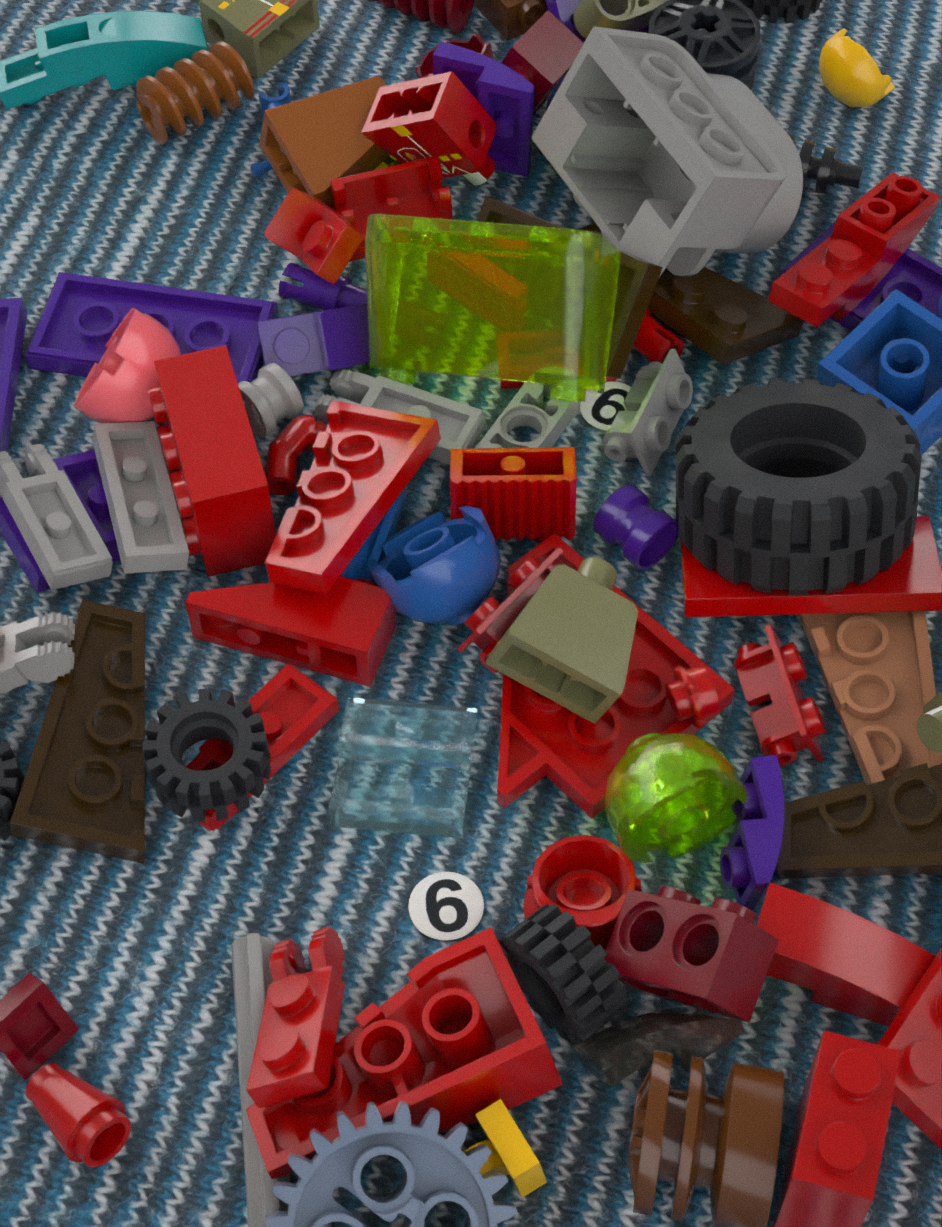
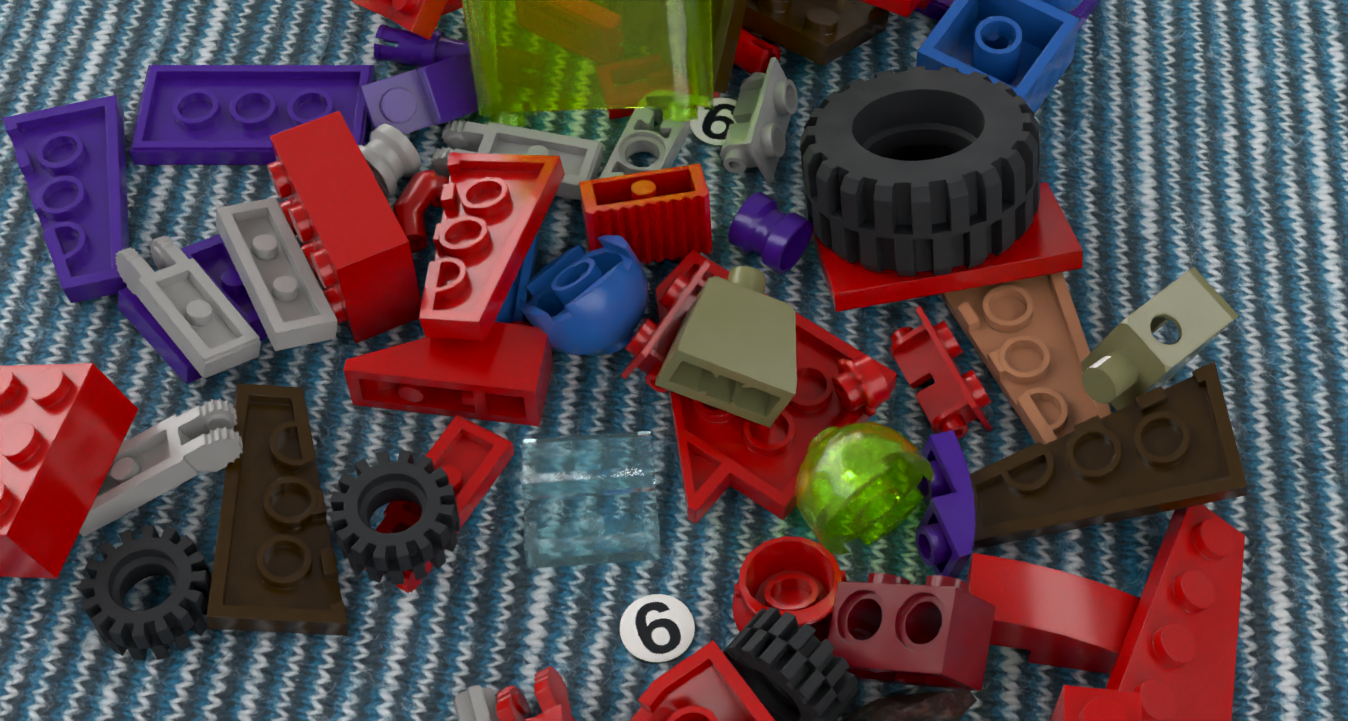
camera: 10 degrees left, 0 degrees up
(120, 381) = (239, 152): coral cylinder -> none

